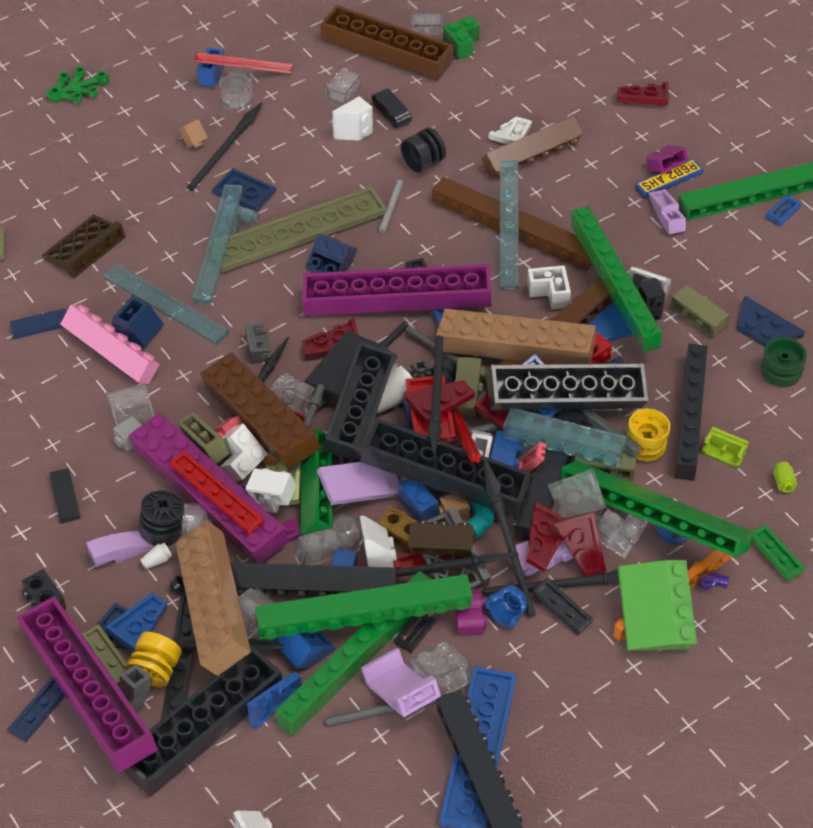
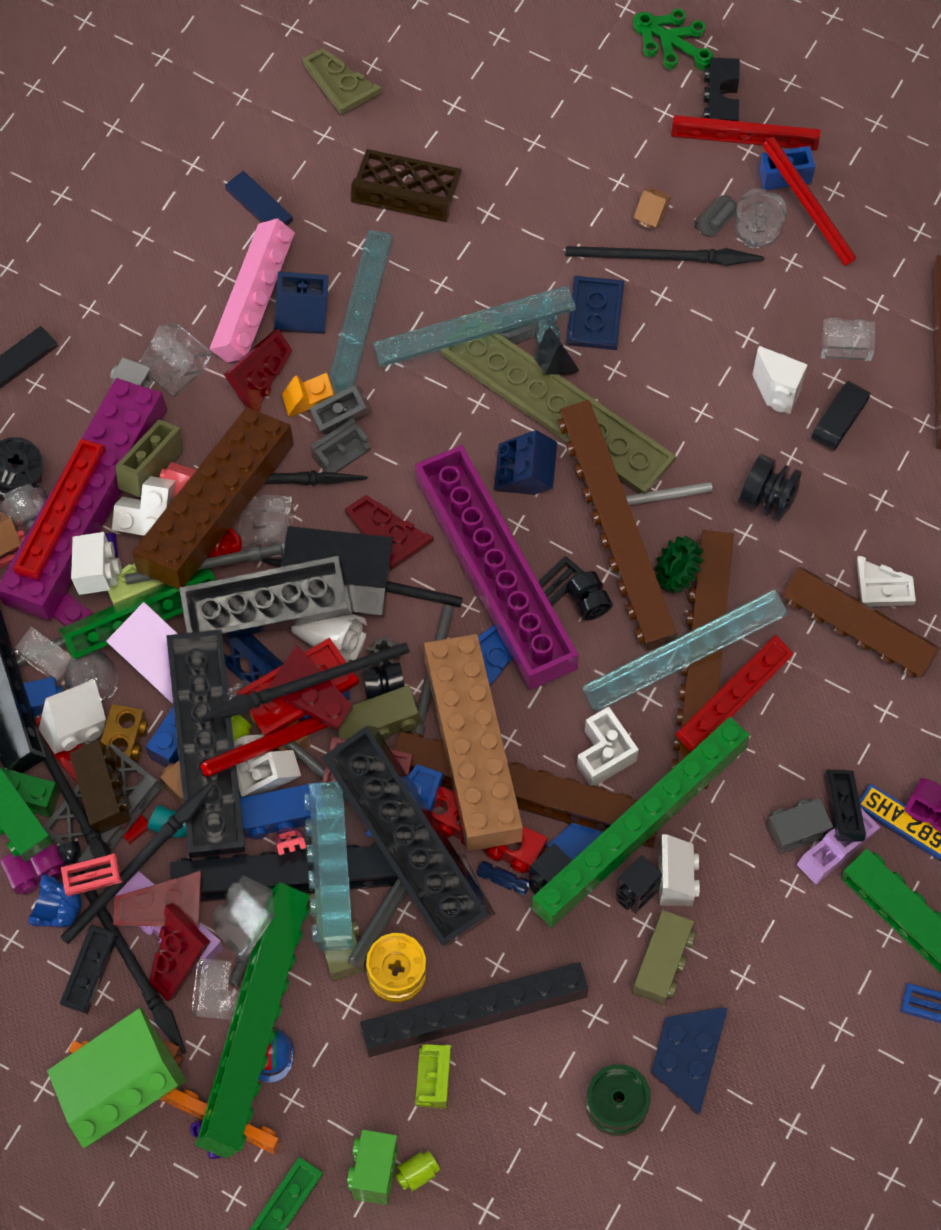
camera: 65 degrees right, 15 degrees up
(147, 83) = (721, 78): none -> black arch
(168, 79) = (744, 132): none -> red tile
(170, 363) = (258, 368): none -> dark red wing
(206, 345) = (302, 396): none -> light orange slope
(216, 112) = (716, 216): none -> dark grey piece
(234, 327) = (340, 409): none -> dark grey brick
(266, 210) = (553, 356): none -> black slope
(402, 225) = (618, 526): none -> reddish brown brick
(437, 252) = (588, 593): none -> black wheel
(442, 212) = (679, 564): none -> dark green gear
(476, 581) = (69, 852): none -> black hinge
(502, 581) = (114, 869): none -> coral tile
(549, 215) = (735, 692): none -> red tile
(622, 337) = (547, 867): none -> black brick
(645, 195) = (845, 805): none -> black tile
(646, 221) = (799, 825): none -> dark grey brick
(777, 492) = (374, 1168): none -> bright green brick

